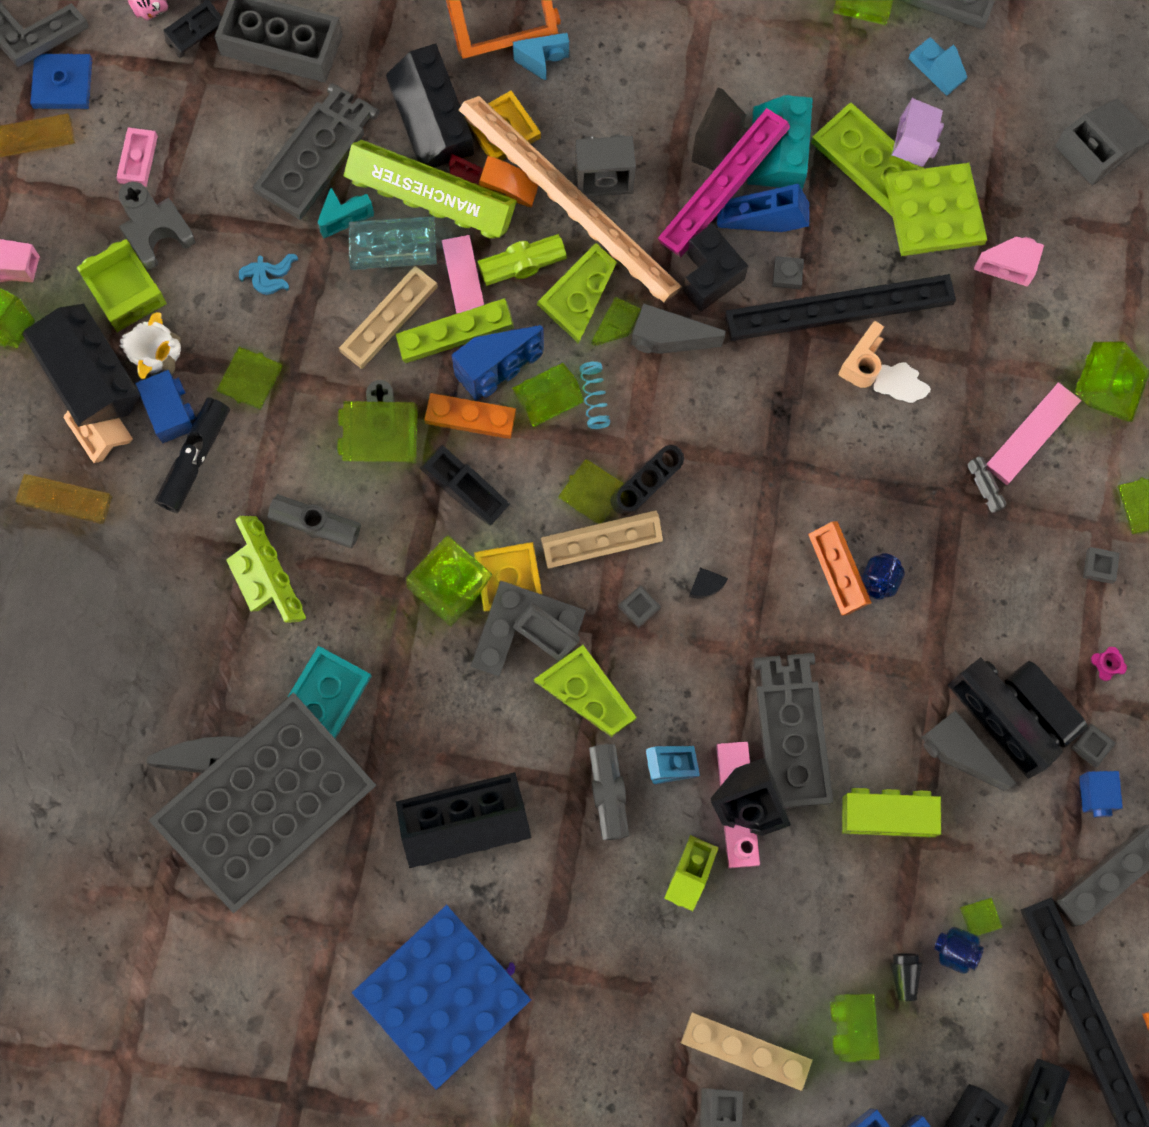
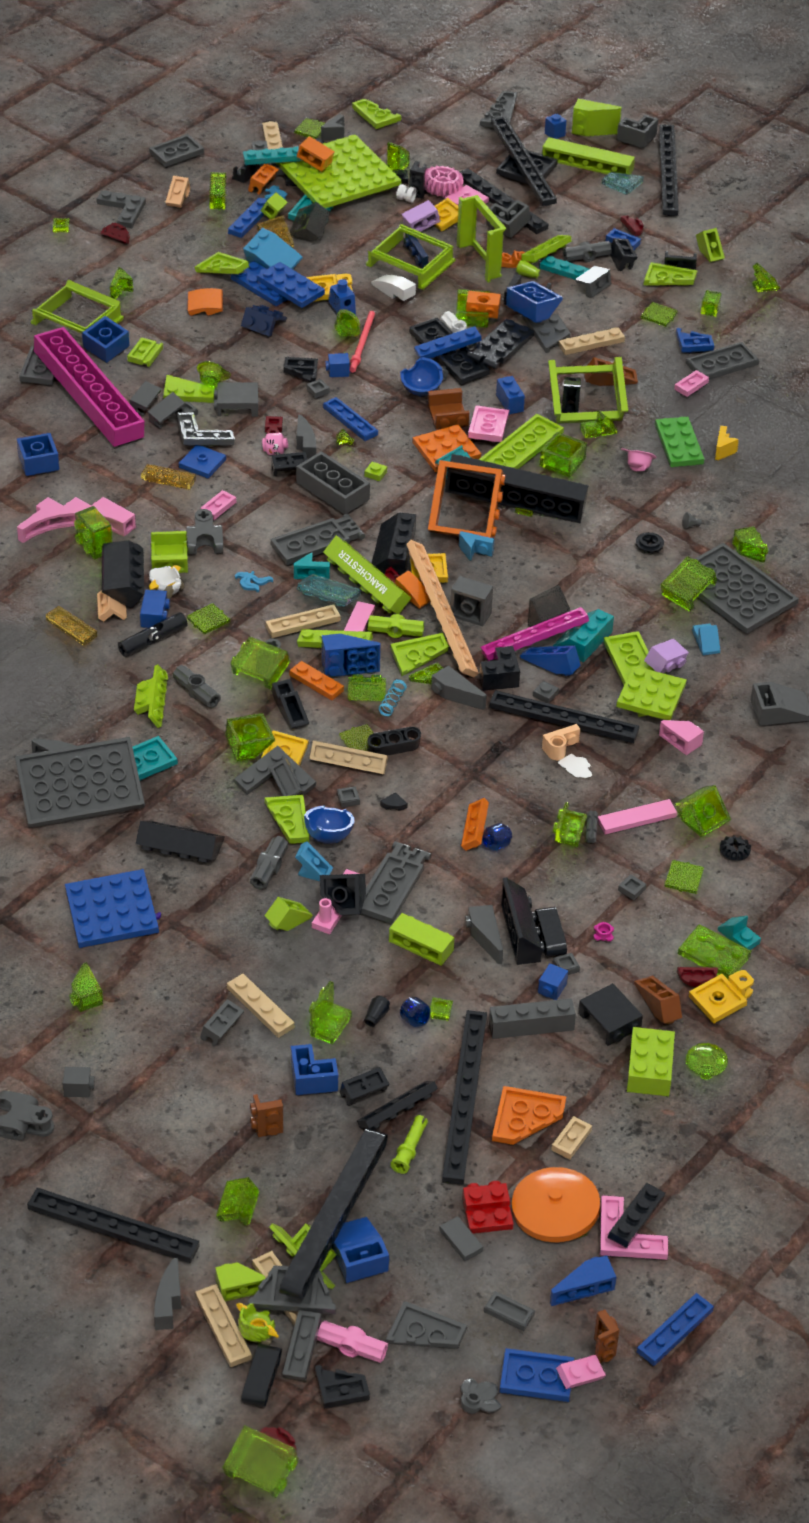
camera: 30 degrees right, 30 degrees down
(655, 683) = (328, 824): none -> blue cylinder
(963, 502) = (570, 826): none -> clear neon green bracket

